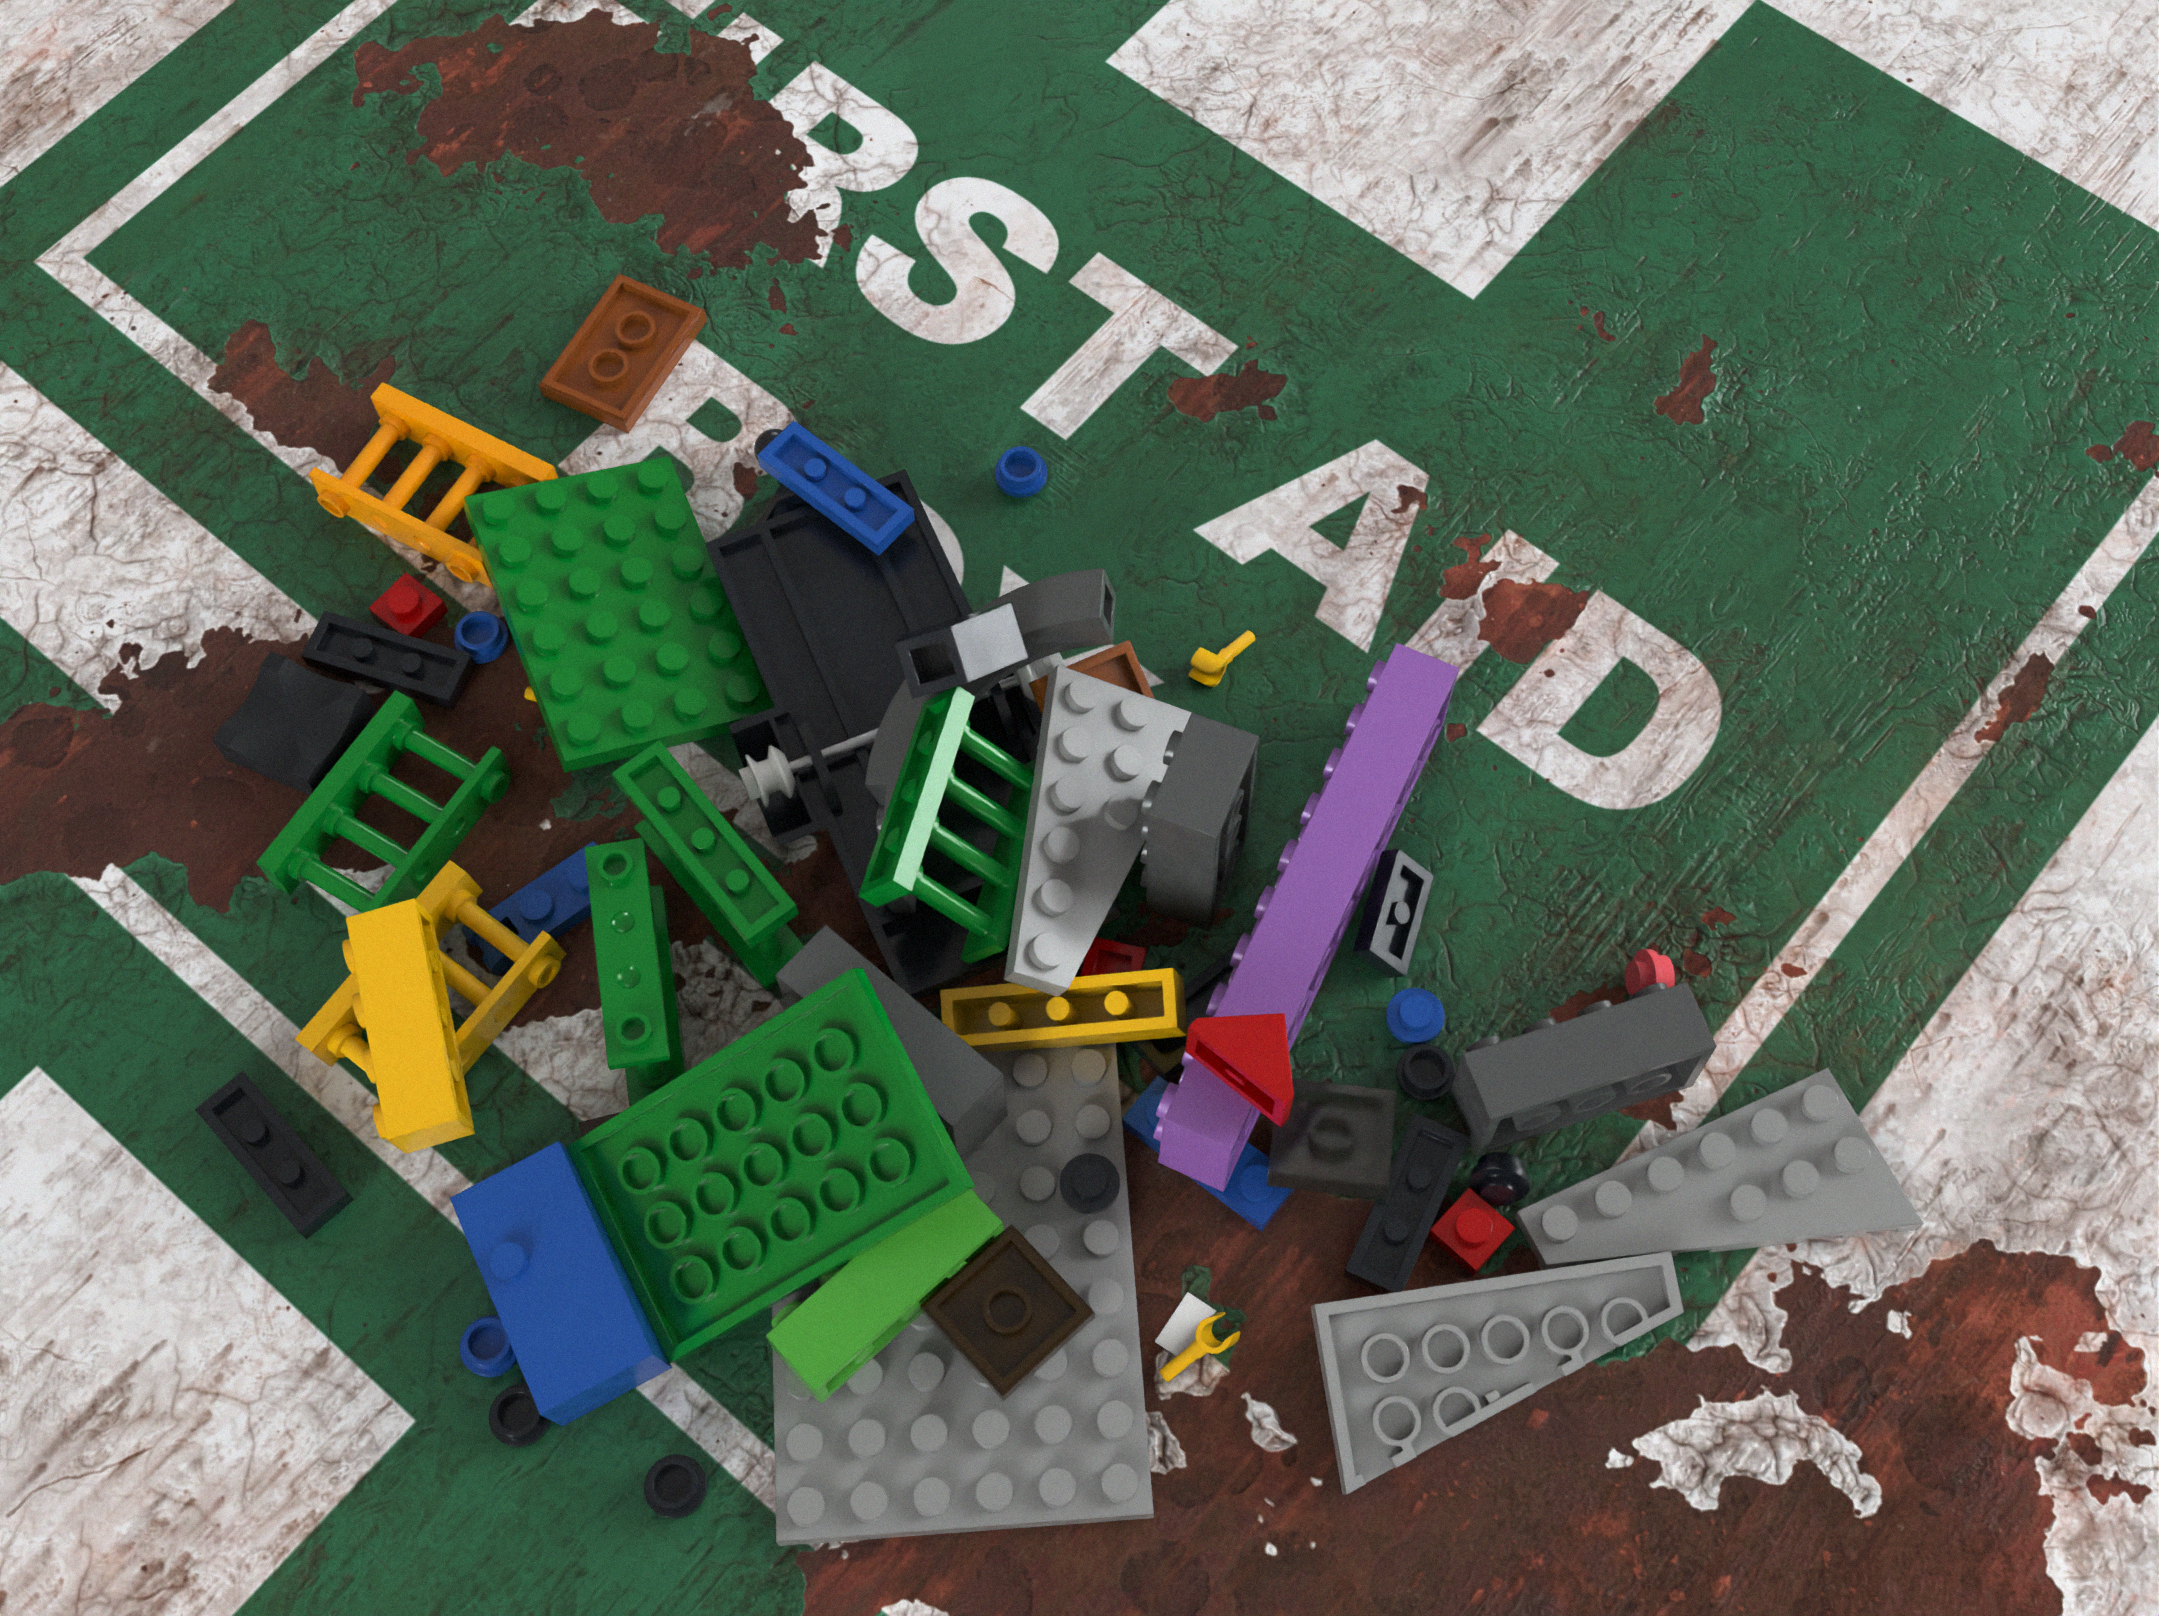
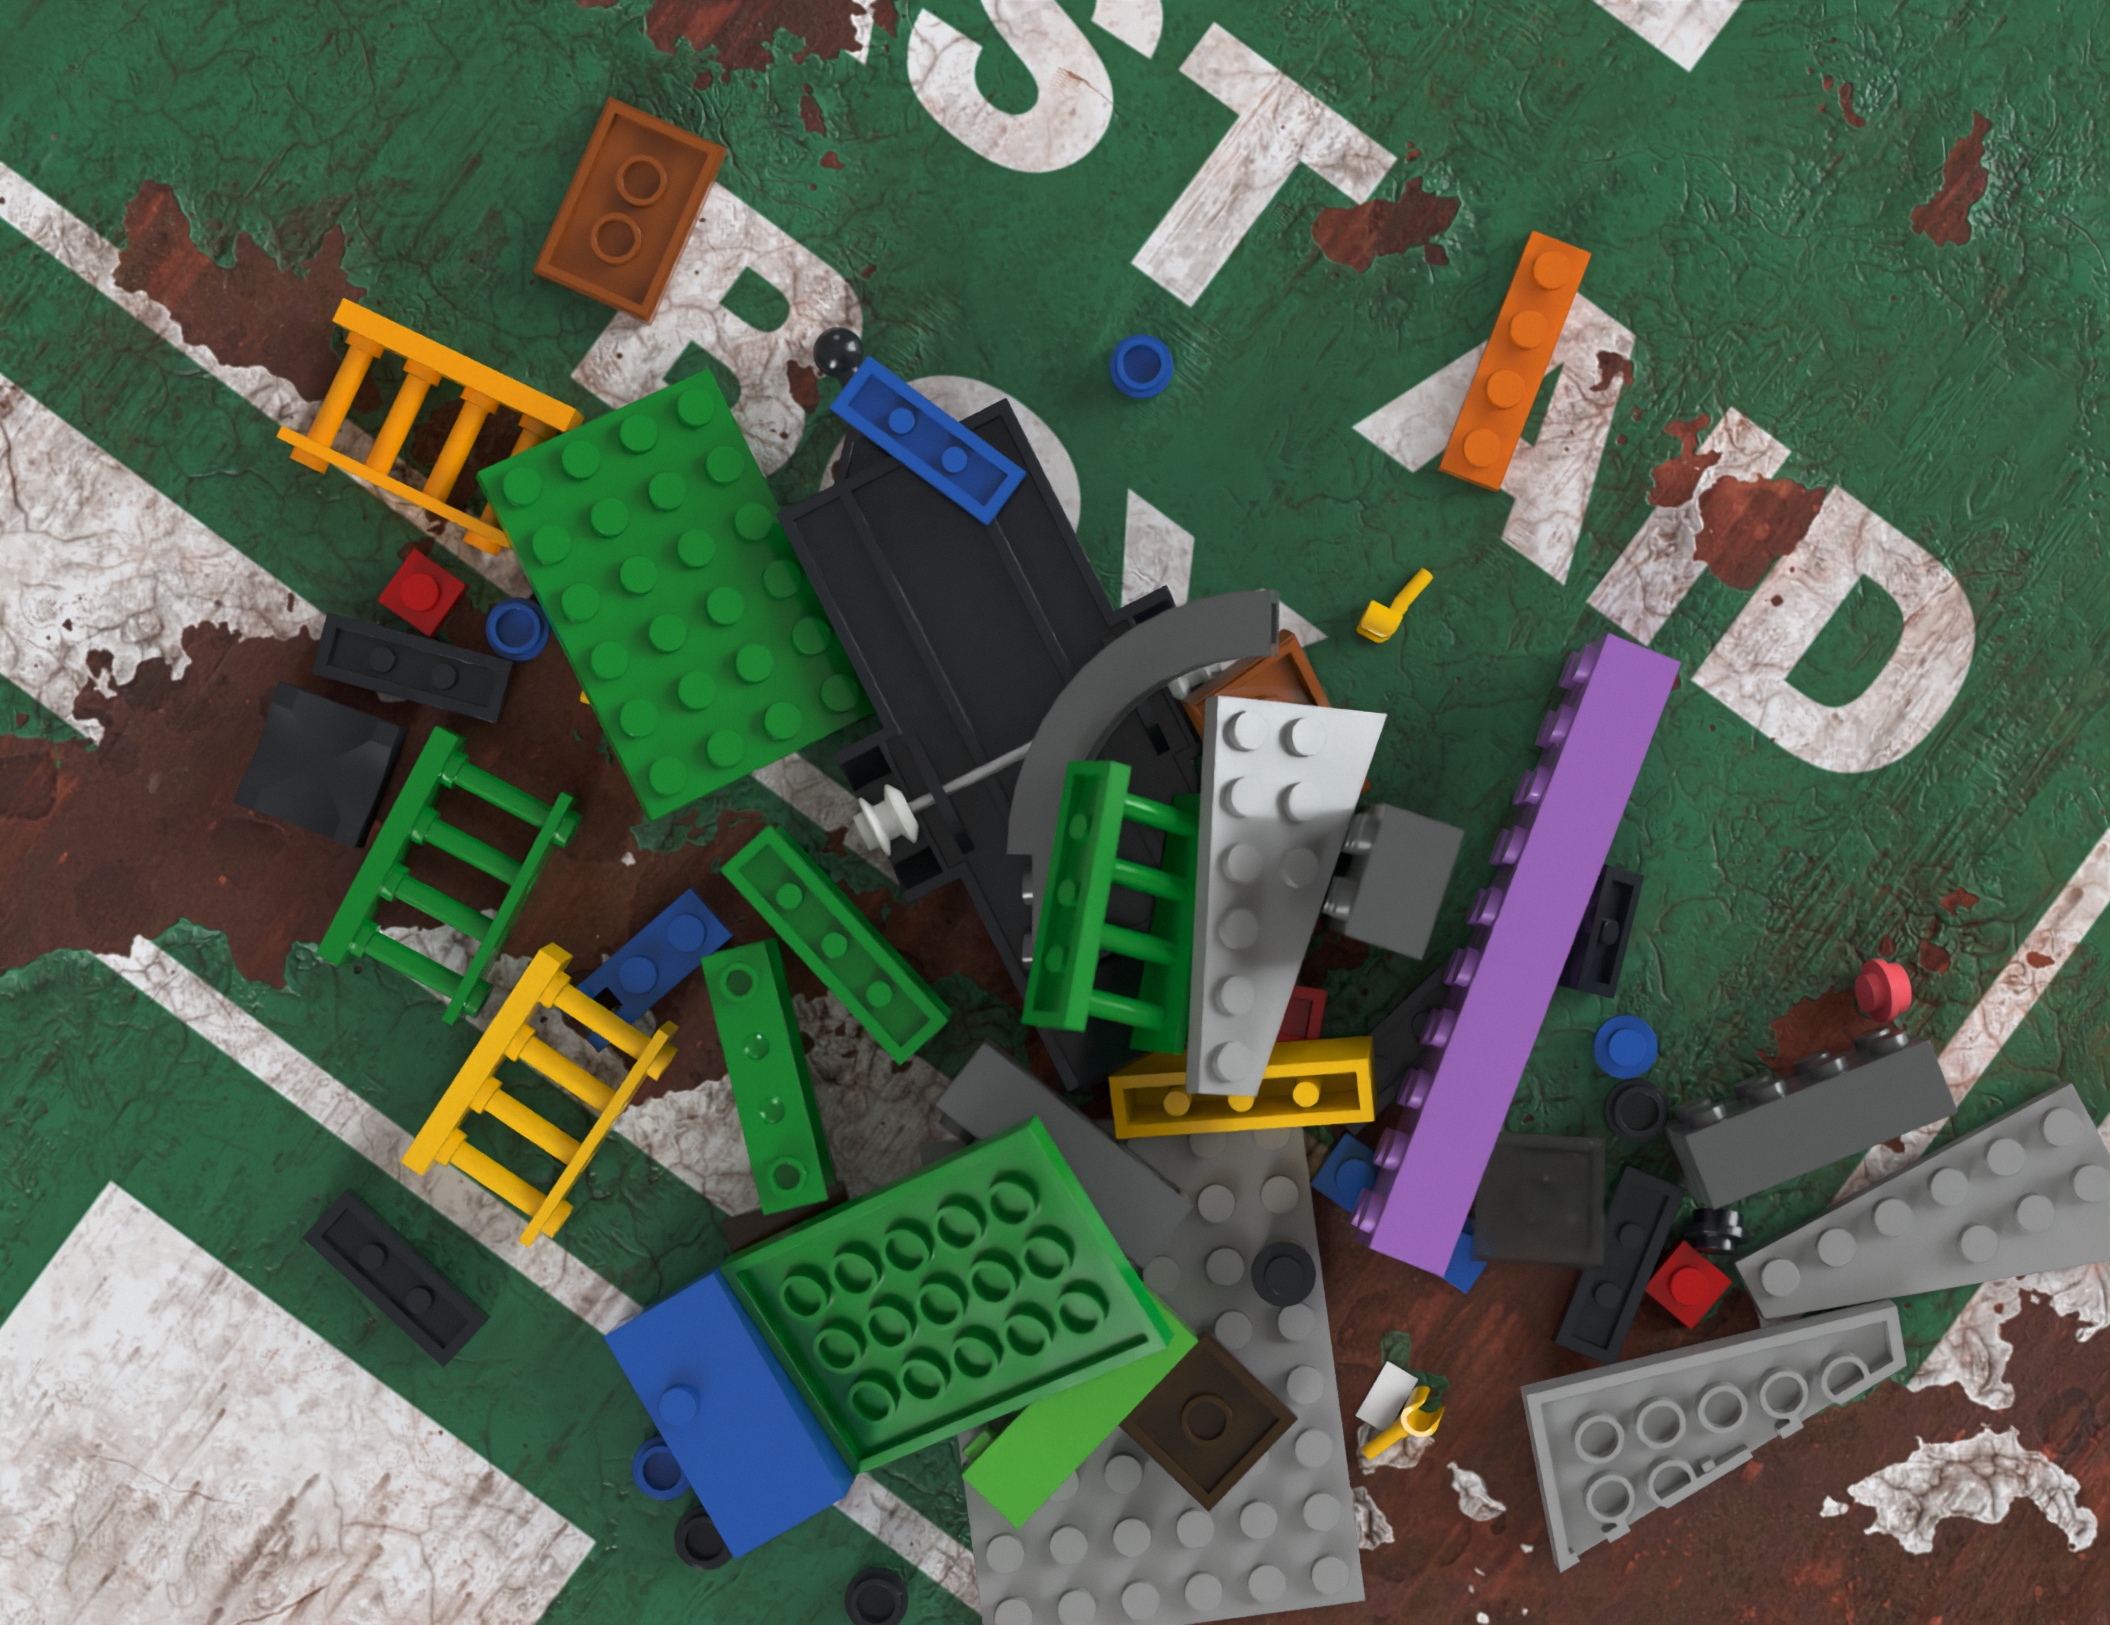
camera: 10 degrees left, 25 degrees up
(407, 1027) = (529, 1158): yellow brick -> none
(961, 649) = (1108, 714): black slope -> none
(1249, 1057) = (1466, 1186): red slope -> none
(1327, 486) = (1514, 361): none -> orange plate

